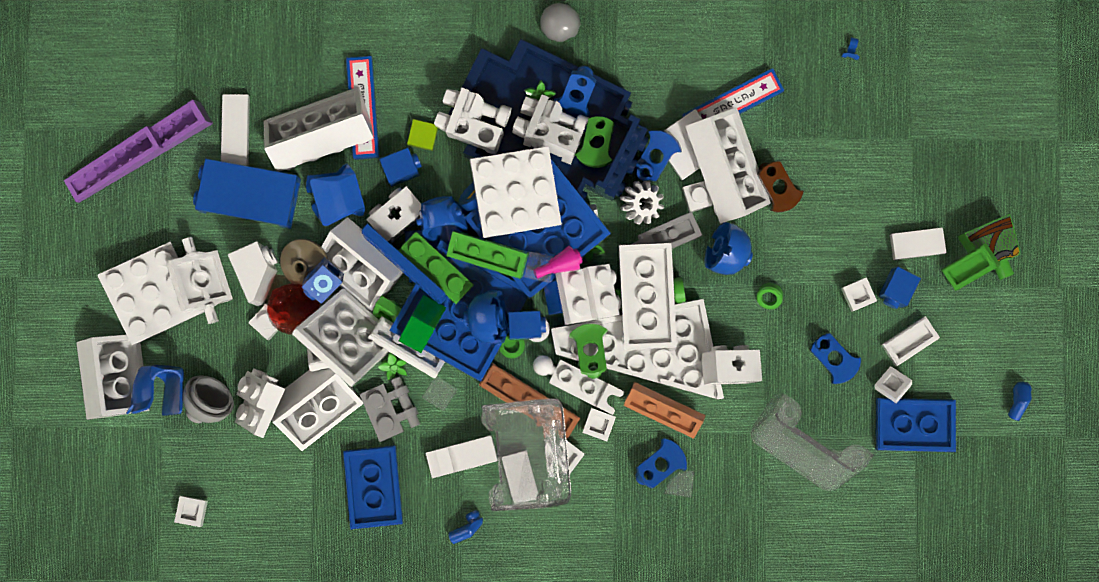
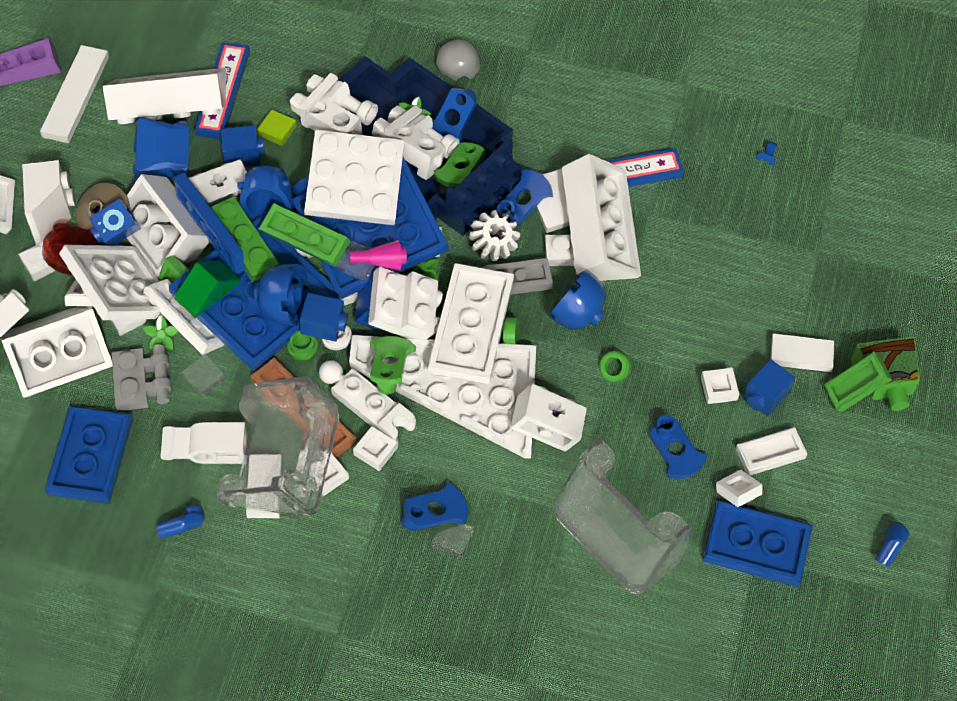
camera: 15 degrees right, 25 degrees down
(247, 193) = (71, 132): blue panel -> none
(664, 410) = (457, 450): nougat plate -> none
(789, 197) = (652, 275): reddish brown piece -> none

